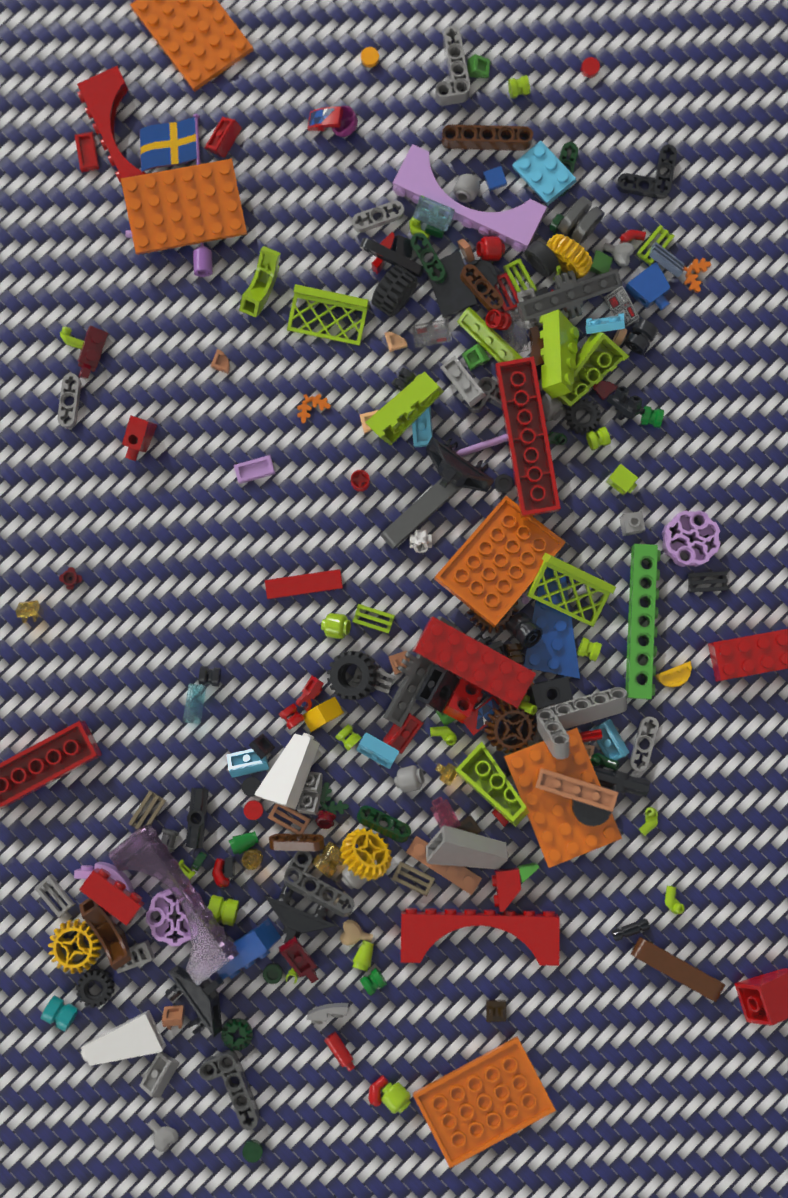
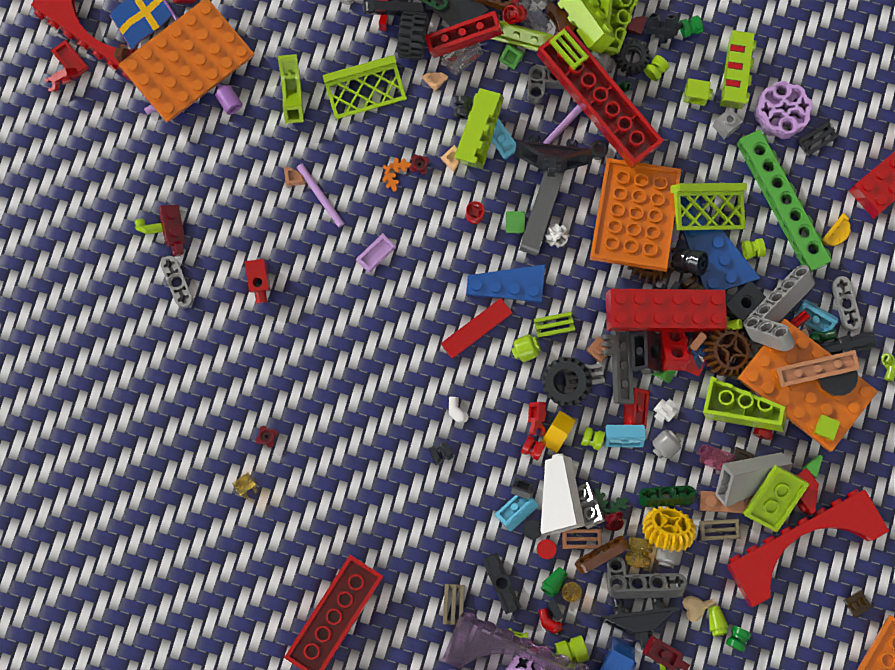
camera: 35 degrees left, 5 degrees down
(69, 164) = (63, 76): none -> red plate
(130, 170) = (121, 52): none -> reddish brown tile
(166, 833) = (486, 614): dark grey bush -> none
(194, 703) = (441, 485): clear light blue slope -> none
(198, 862) = (525, 620): dark green tile -> none
(235, 391) = (320, 195): none -> lavender bar
(243, 648) = (455, 412): none -> white arm
(337, 405) = (419, 159): none -> dark red plate
(357, 562) = (510, 284): none -> blue wing
(391, 508) = (515, 222): none -> bright green slope
(425, 748) = (665, 410): none -> white gear
(441, 314) = (464, 34): none -> red brick
(445, 732) = (673, 388): lime arm -> none
(447, 773) = (696, 421): clear yellow tile -> none
(463, 381) = (514, 81): light grey tile -> none
(475, 880) = (776, 498): none -> lime plate
(489, 704) = (698, 341): none -> nougat tile
(532, 392) = (557, 47): none -> lime tile
(555, 845) = (827, 427): none -> lime tile
(671, 478) = (737, 69): none -> lime brick

